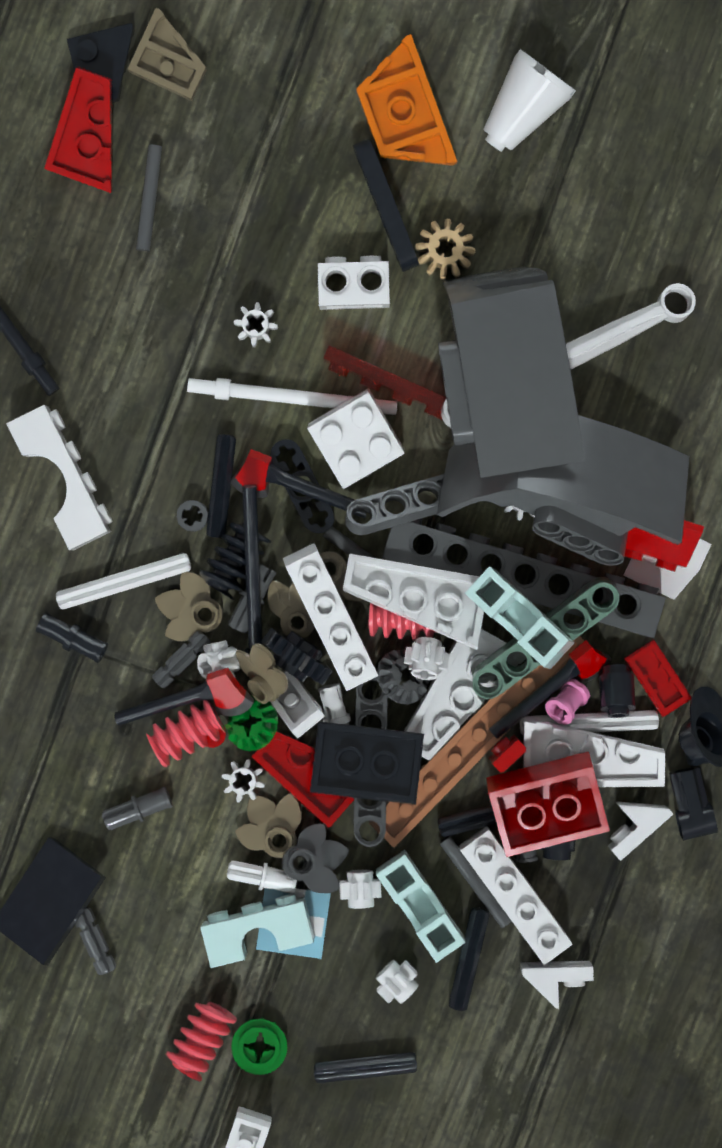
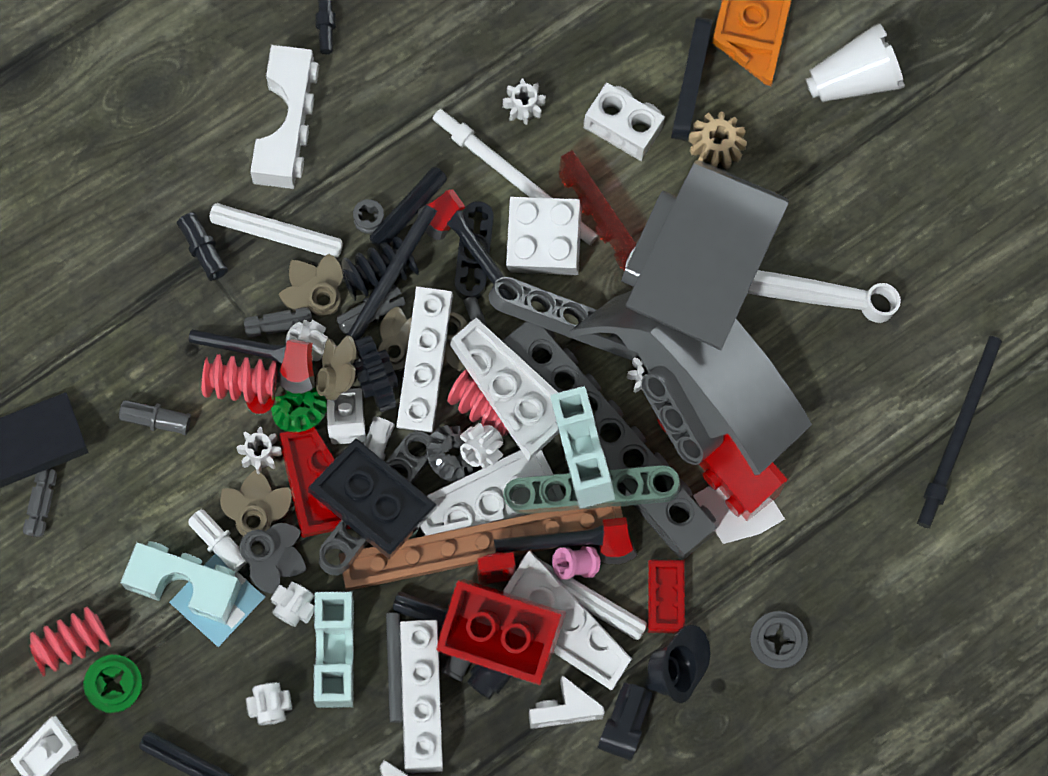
camera: 25 degrees right, 15 degrees down
(469, 959) = (343, 729): black axle -> none
(617, 690) = (624, 581): black brick -> none

